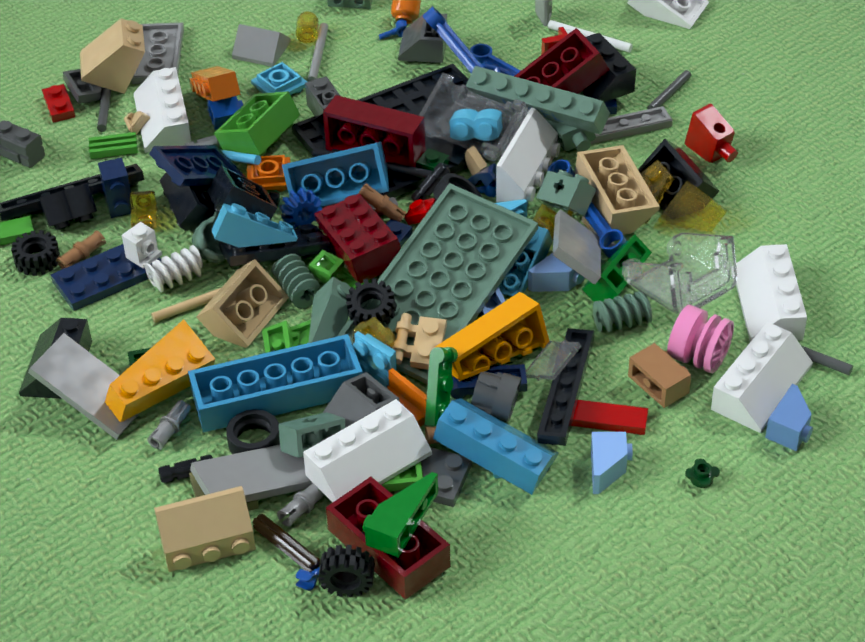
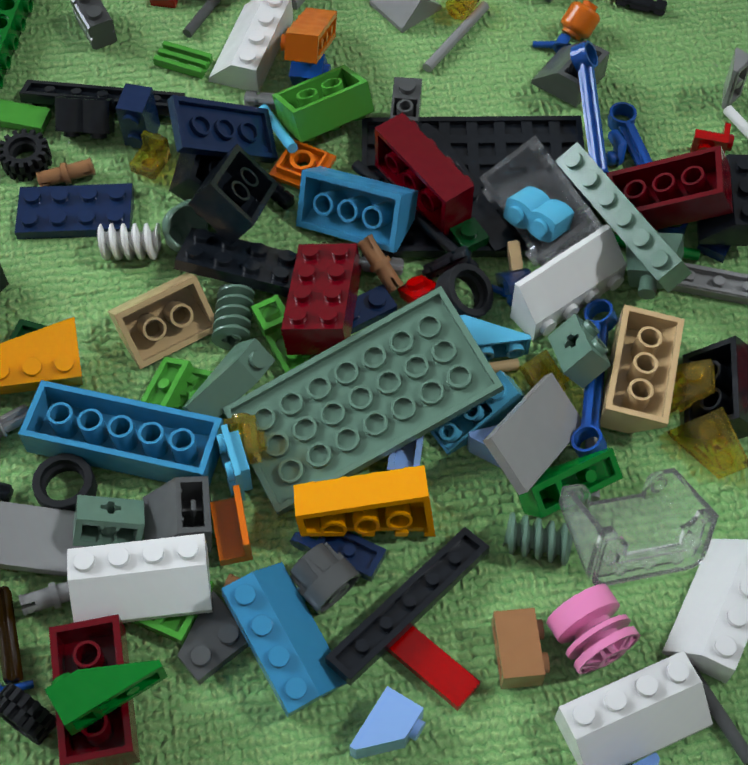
camera: 30 degrees right, 15 degrees up
(136, 121) = (220, 41): tan tile -> none
(141, 245) = (109, 199): white brick -> none
(183, 306) = (114, 287): tan bar -> none
(248, 229) = (211, 237): medium azure slope -> none
(279, 79) = (386, 66): medium azure piece -> none
(300, 208) = (294, 228): blue gear -> none
(371, 291) = (258, 380): black tyre -> none
(427, 335) = (303, 465): tan plate -> none
(439, 382) = (266, 535): green plate -> none
(552, 360) = (416, 562): clear piece -> none

